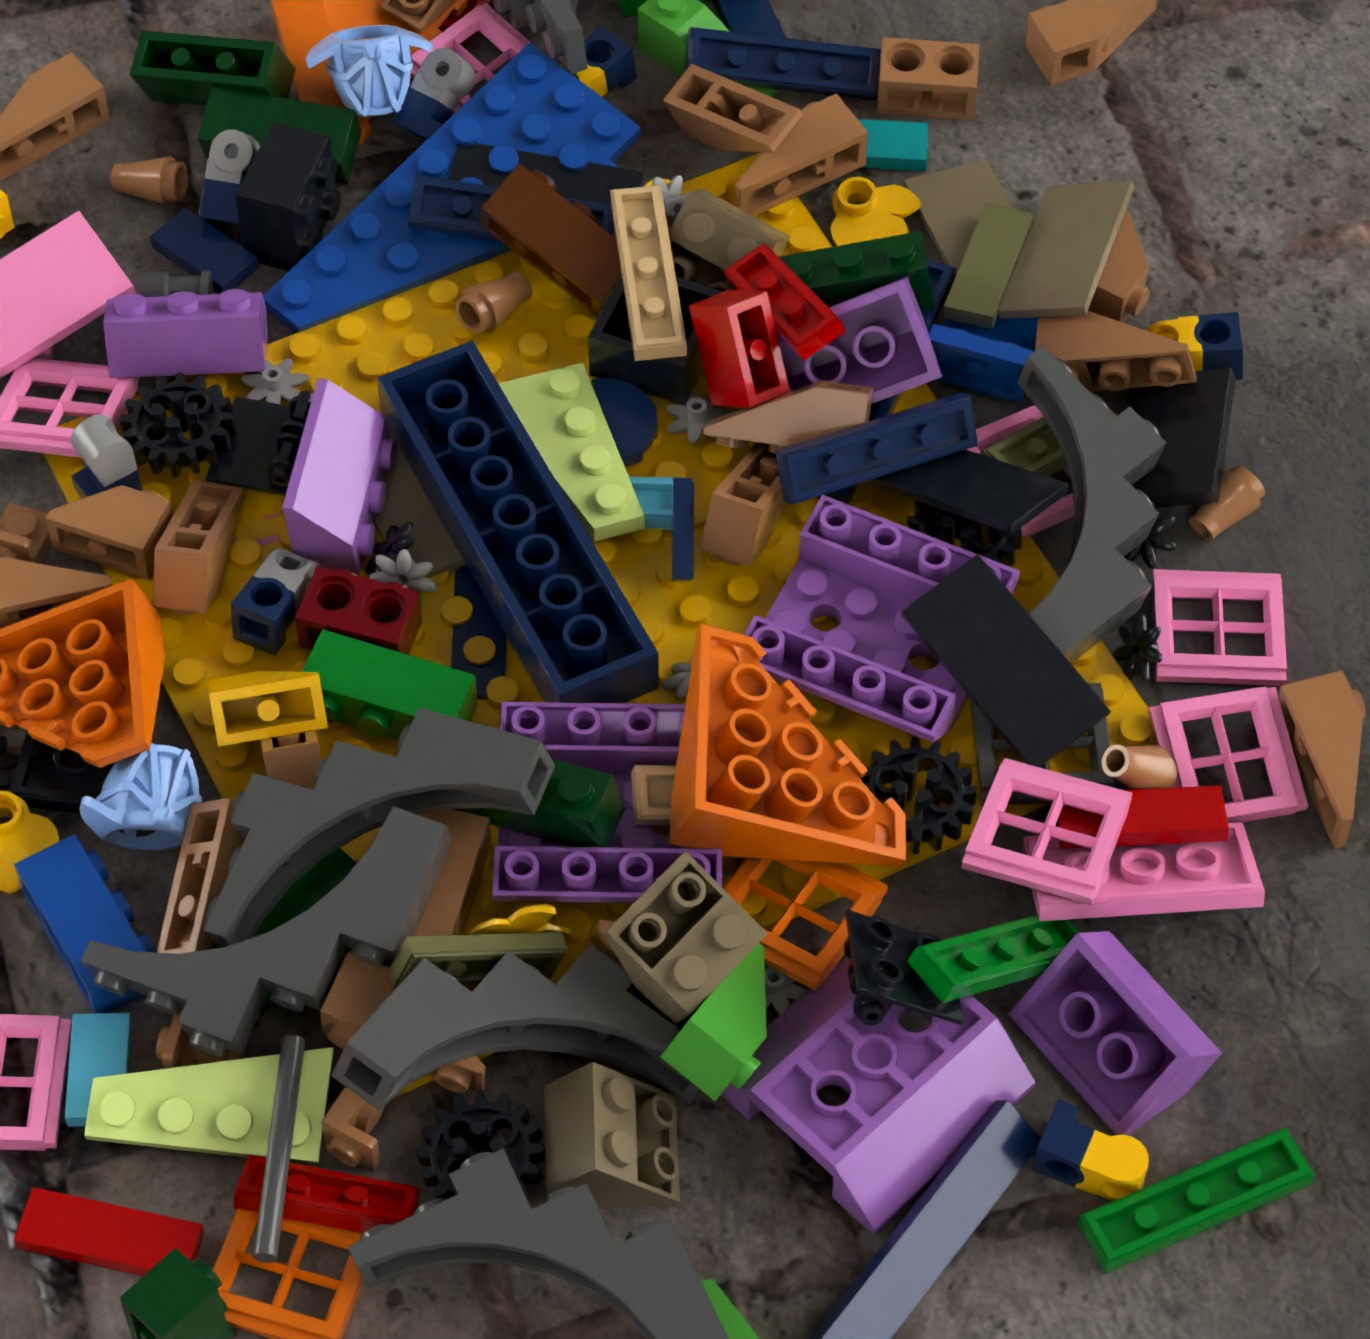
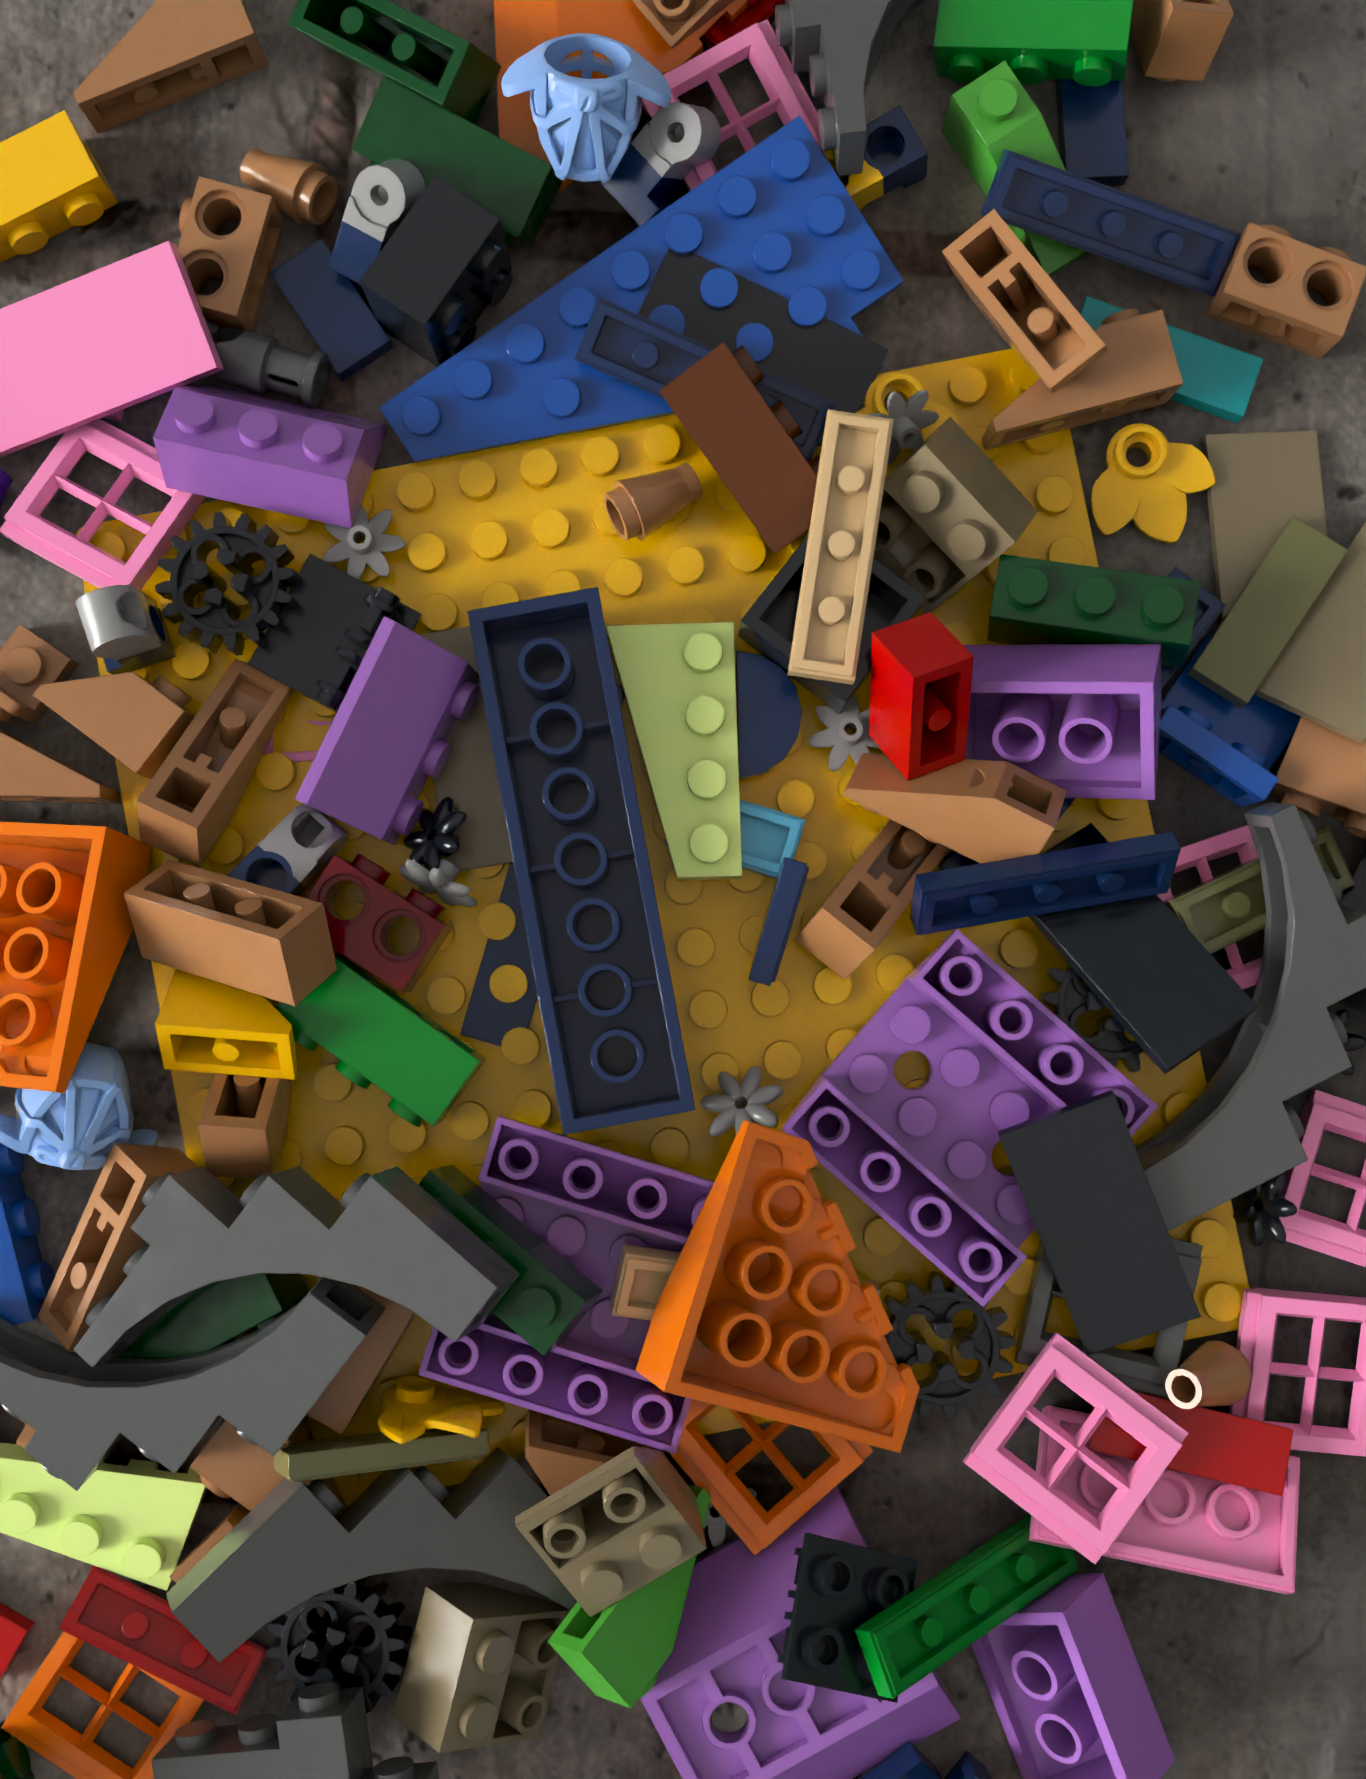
camera: 15 degrees right, 30 degrees up
(120, 218) = (238, 258): none -> medium nougat brick
(251, 627) = (232, 931): none -> medium nougat brick
(279, 1149) = (114, 1601): dark grey bar -> none
(797, 311) = (990, 627): red tile -> none

